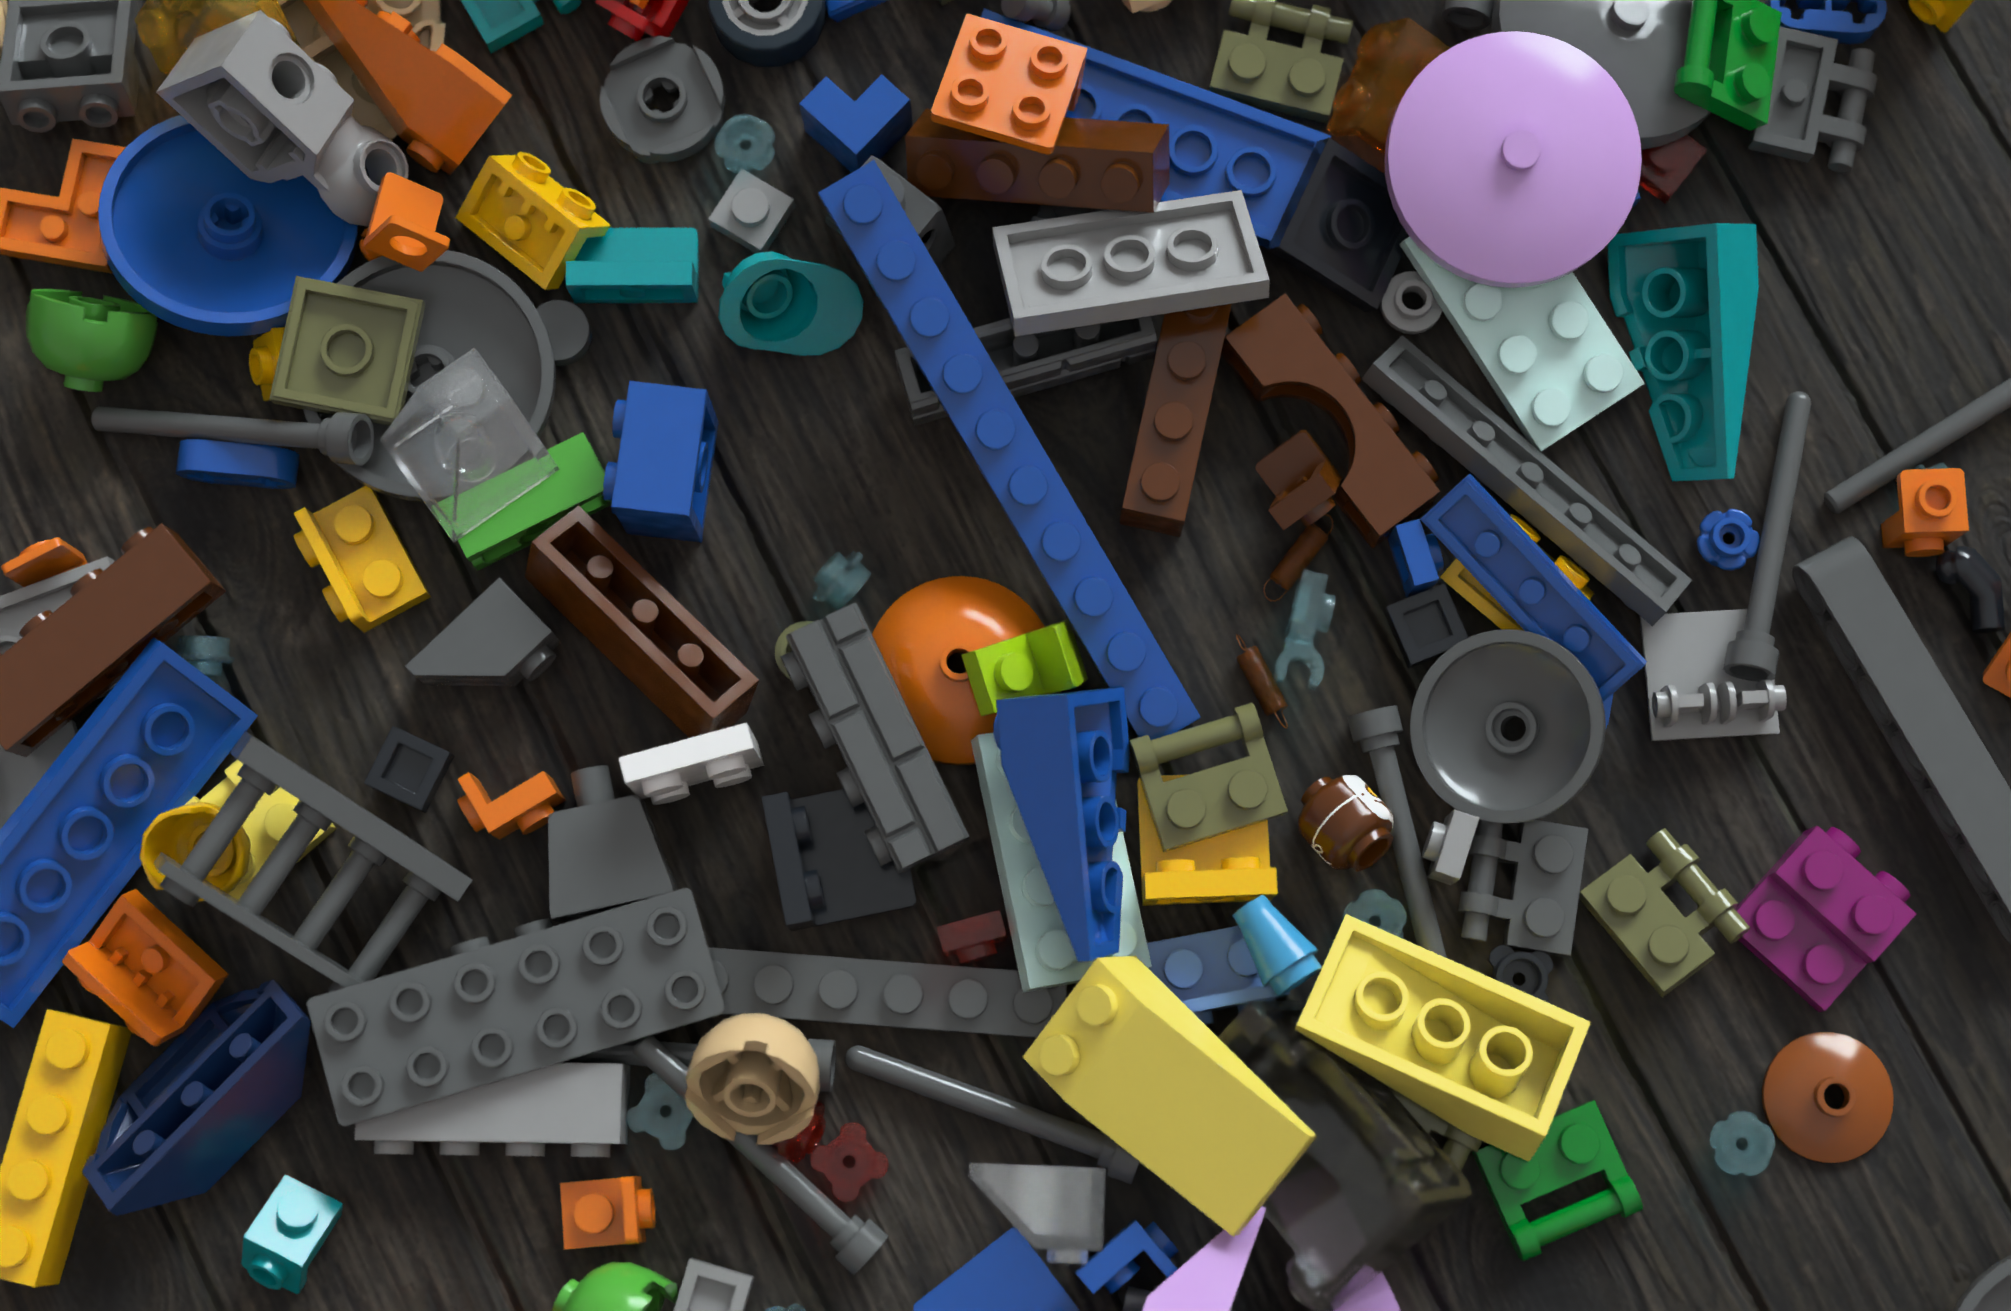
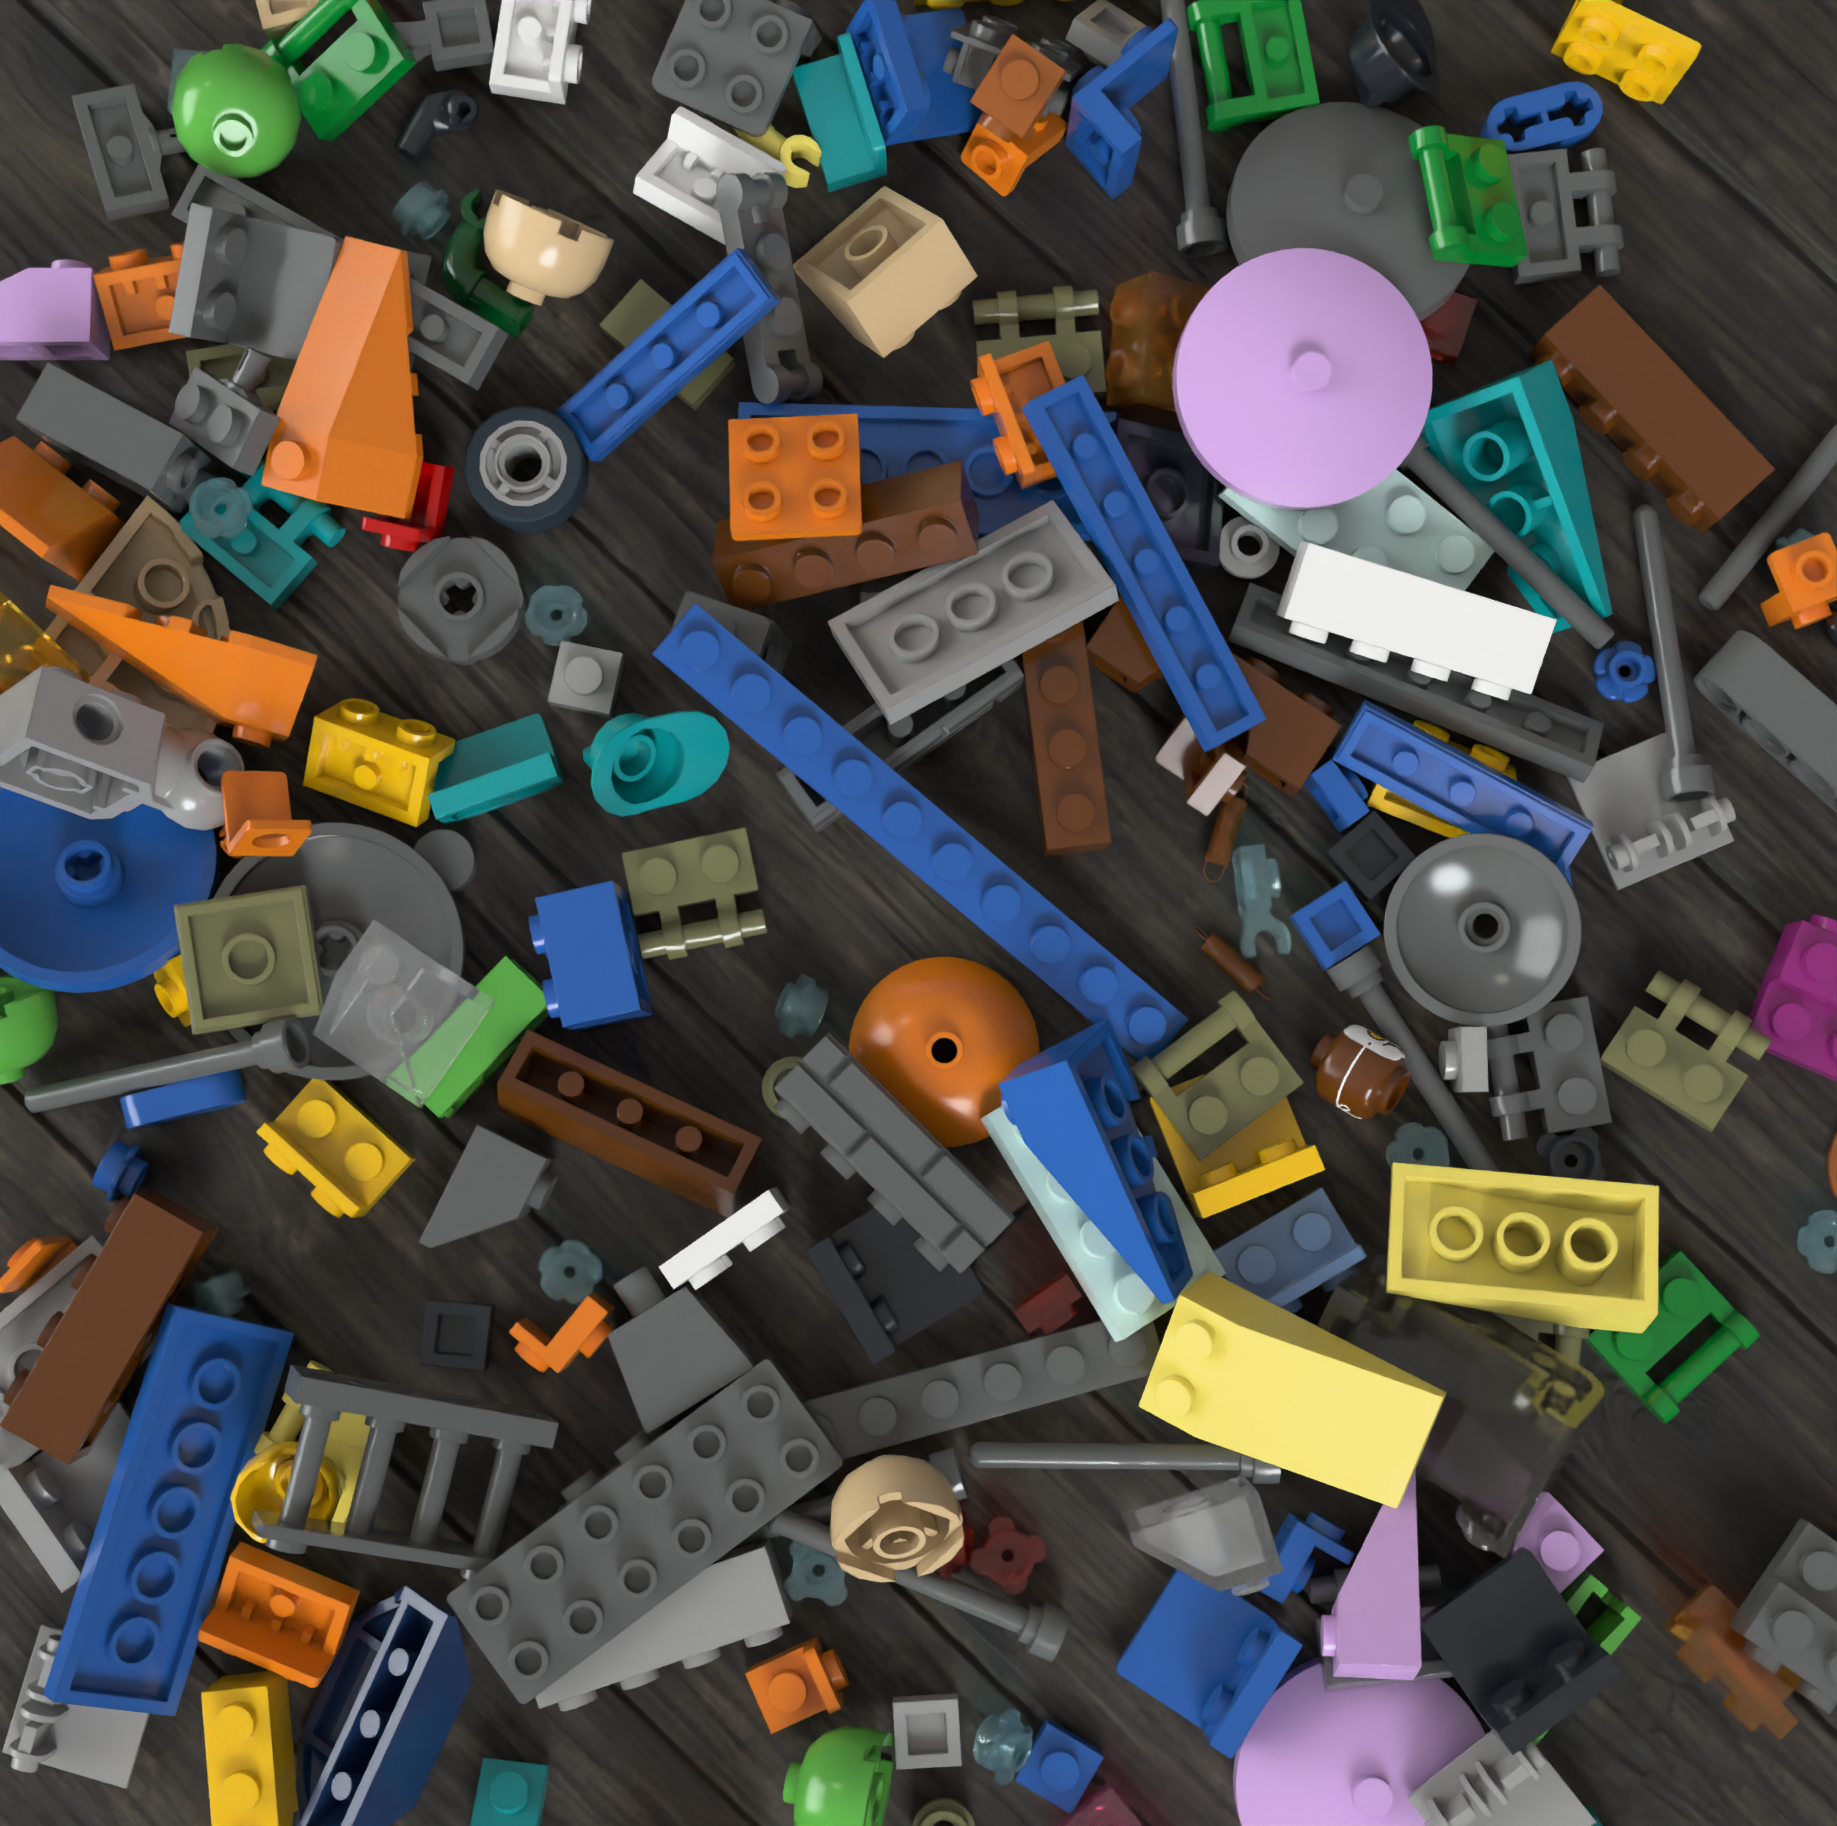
camera: 15 degrees left, 5 degrees up
(155, 506) = (121, 1170): none -> blue plate
(525, 733) = (573, 1254): none -> clear light blue plate
(780, 423) = (692, 874): none -> olive plate
(858, 127) = (657, 567): blue piece -> none
(1025, 666) = (1008, 1032): lime slope -> none
(1251, 109) = (1004, 390): none -> orange bracket
(1276, 947) = (1342, 1220): dark azure cone -> none
(1304, 275) = (1143, 563): none -> blue plate
(1369, 677) = (1334, 925): none -> blue plate
(1544, 415) = (1414, 618): none -> white brick
(1652, 375) = (1506, 544): none -> dark grey piece
(1836, 306) = (1651, 411): none -> reddish brown brick

